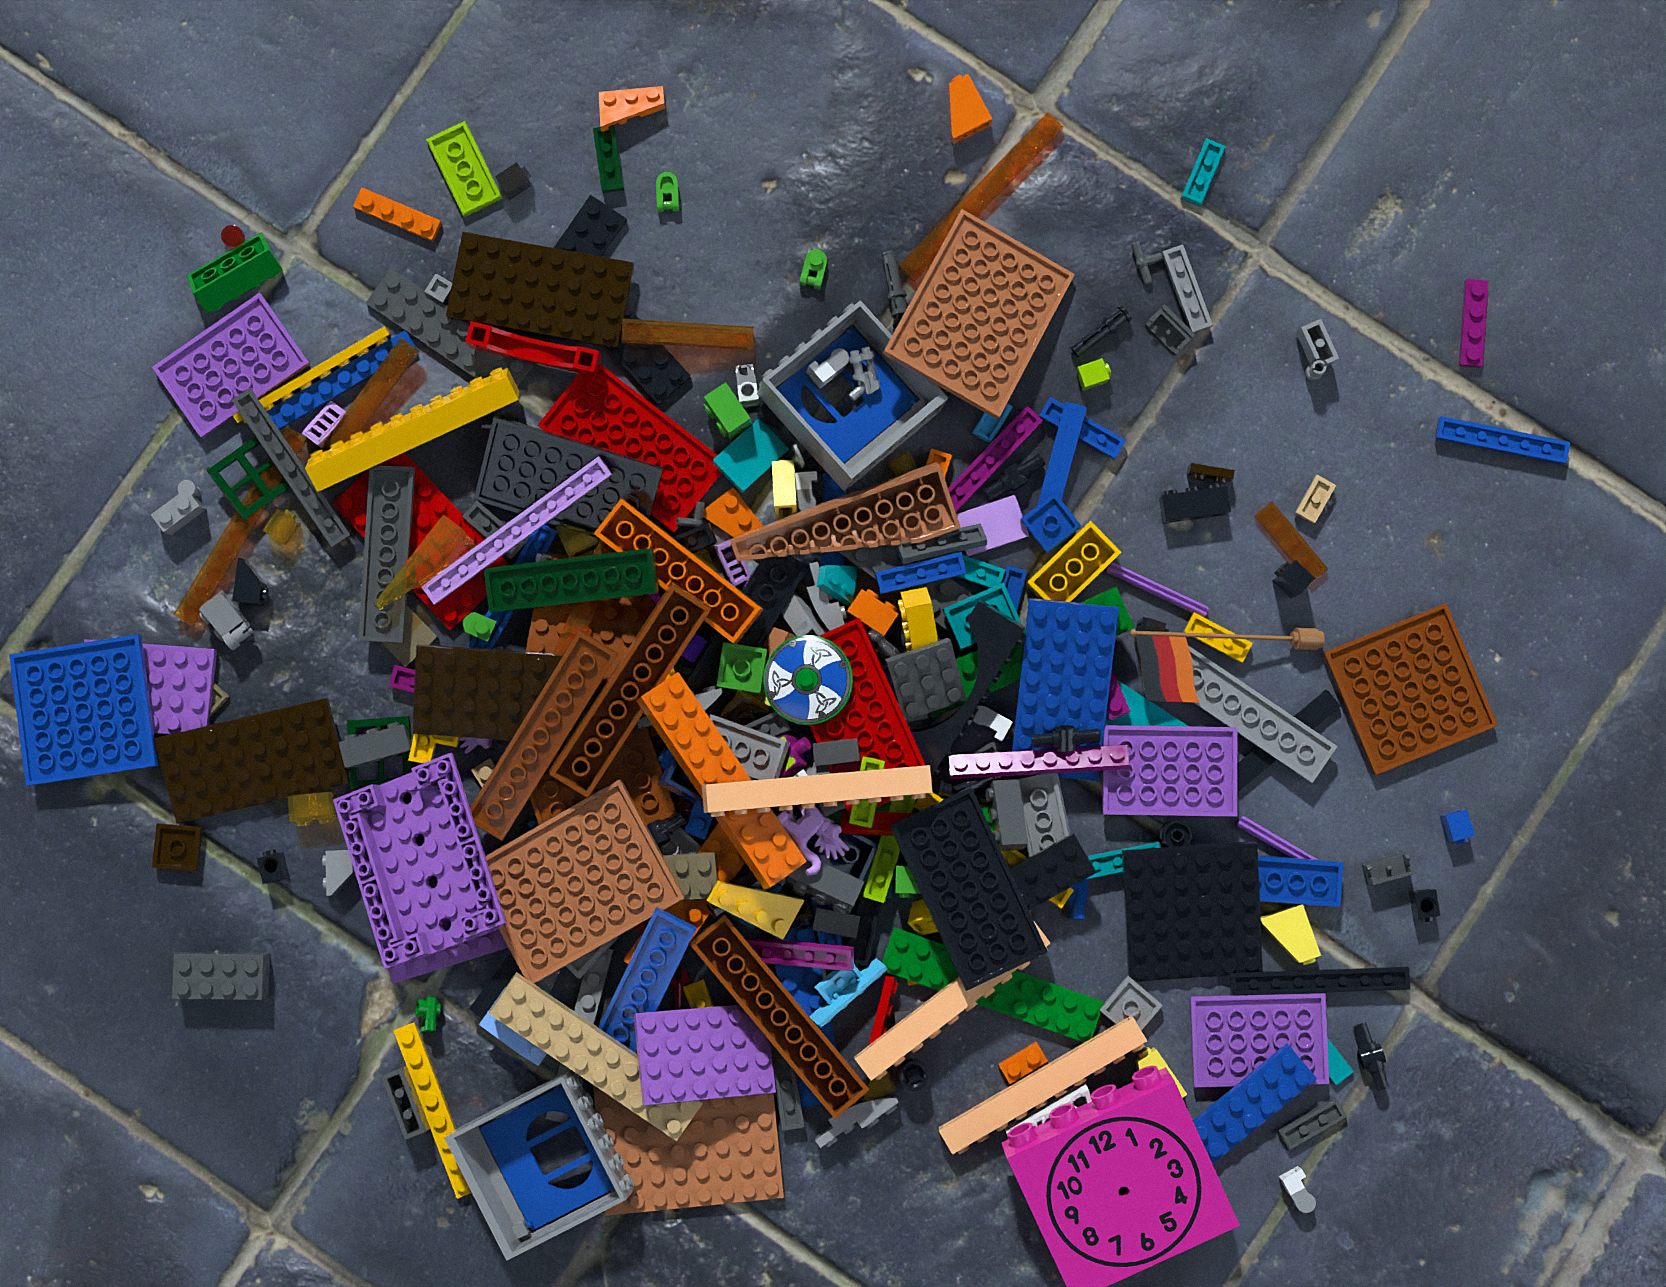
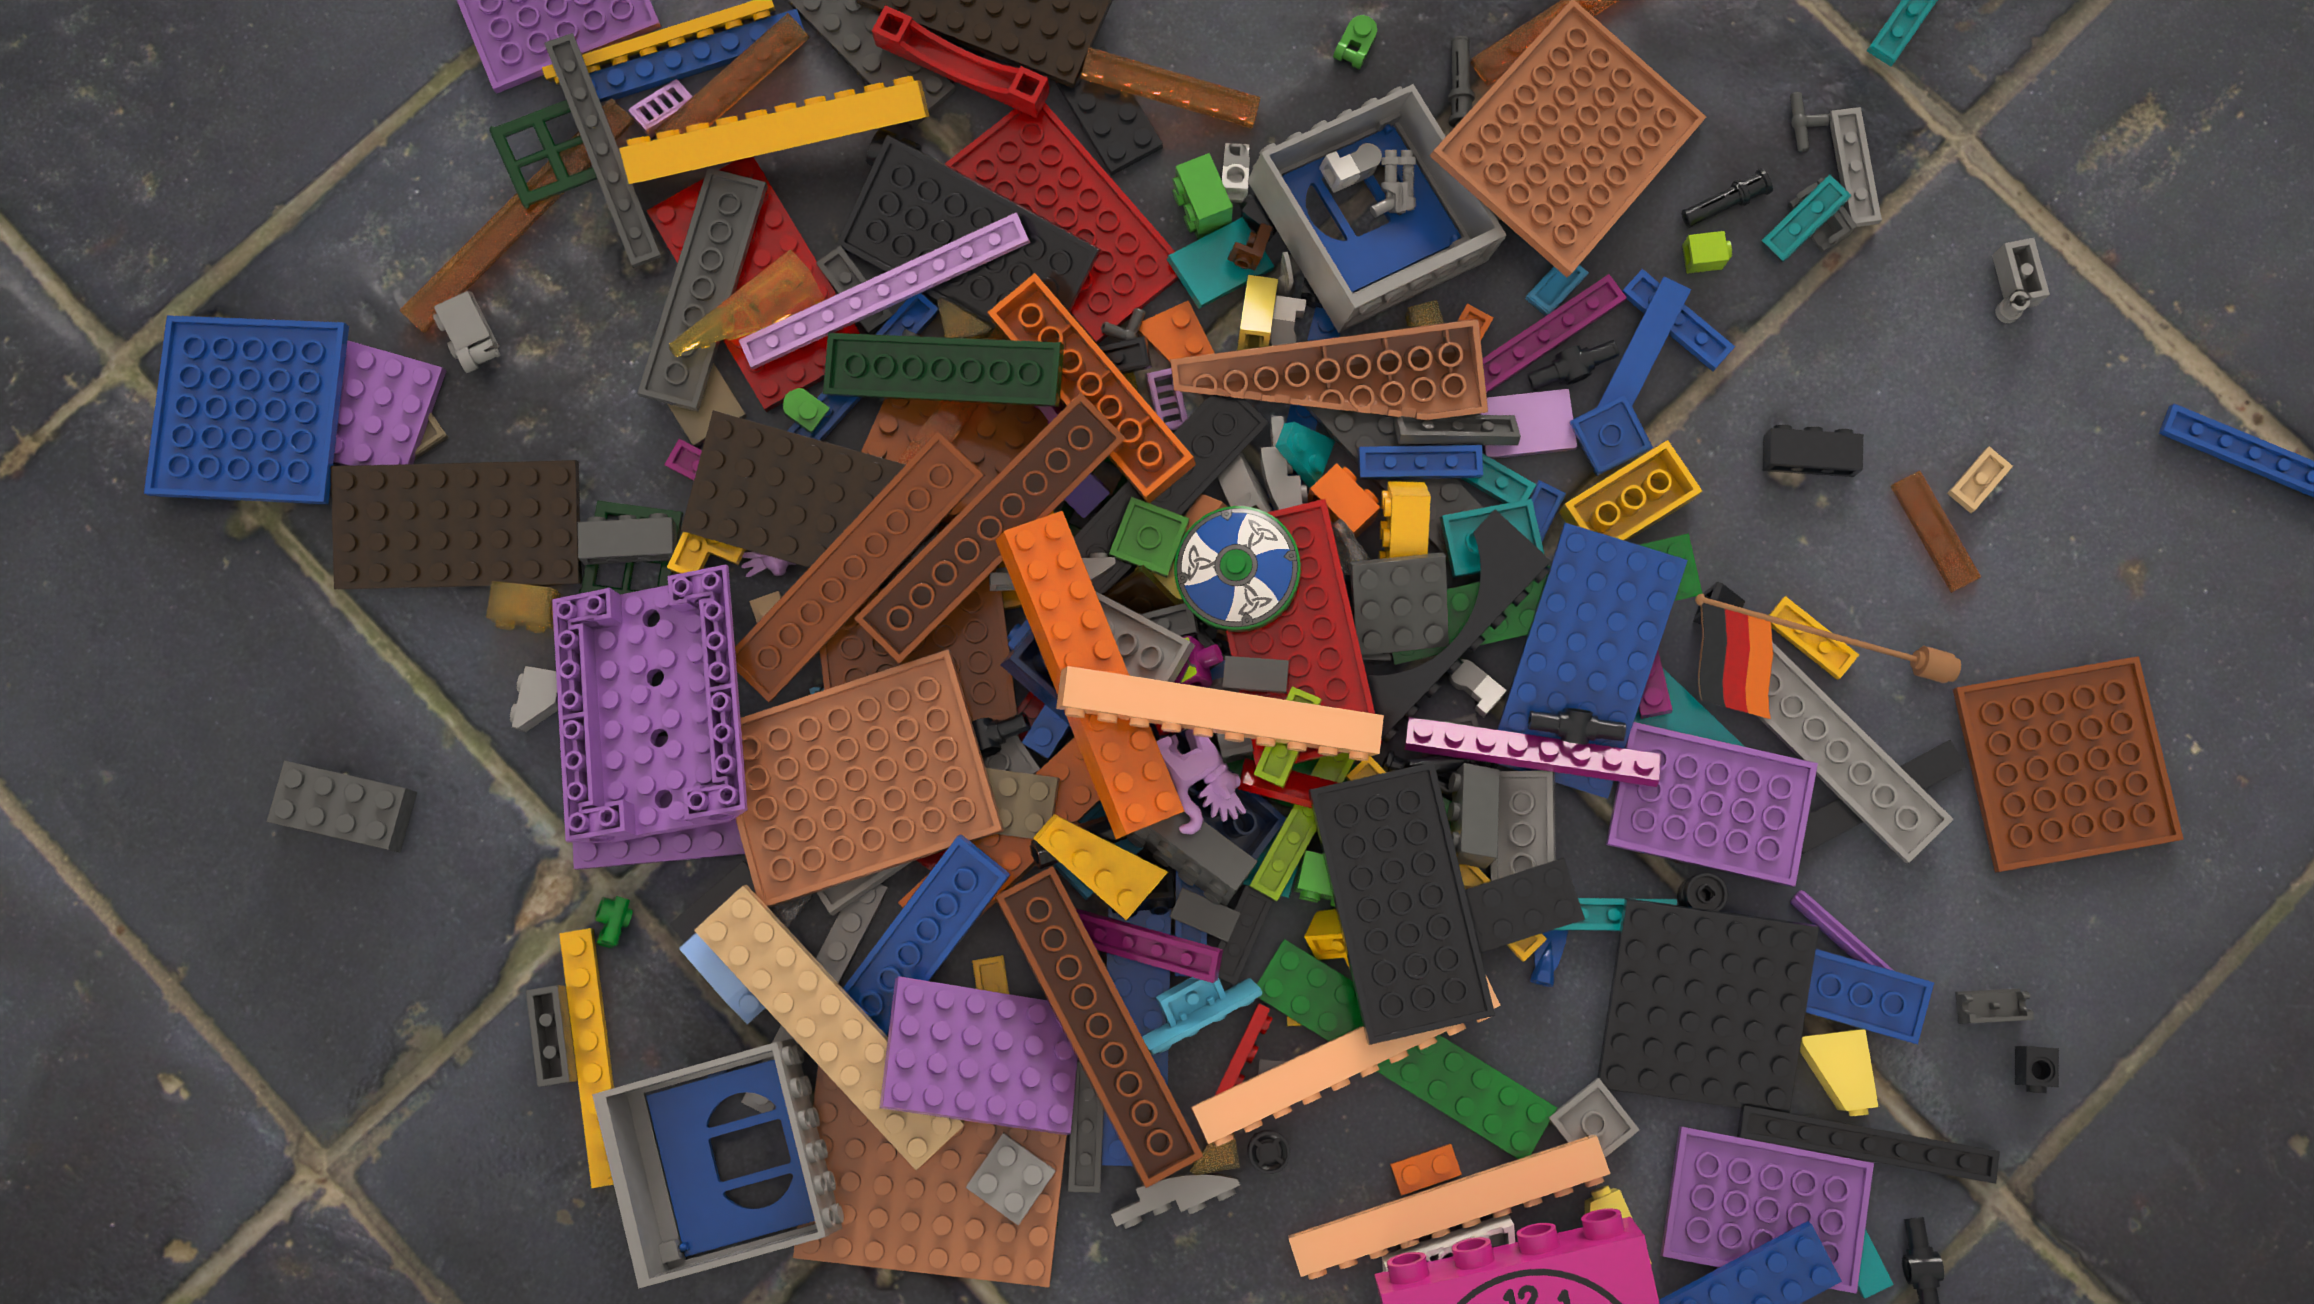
camera: 10 degrees right, 5 degrees down
(177, 847) = (327, 620): dark brown plate -> none
(180, 509) = (442, 175): light grey hinge -> none
(248, 585) = (509, 294): black slope -> none
(281, 872) = (458, 684): black brick -> none
(282, 526) = (573, 226): clear yellow brick -> none
(678, 989) = (966, 959): dark red bar -> none
(742, 1131) = (1011, 1179): none -> light grey plate
(773, 438) = (1251, 253): none -> reddish brown bracket
(1157, 589) = (1738, 555): medium lavender axle -> none
(1159, 335) = (1806, 218): none -> teal tile
(1200, 472) = (1832, 410): dark brown plate -> none
(1292, 578) = (1932, 576): black brick -> none
(1457, 826) = (2102, 968): blue brick -> none
(1473, 323) = (2237, 292): magenta plate -> none

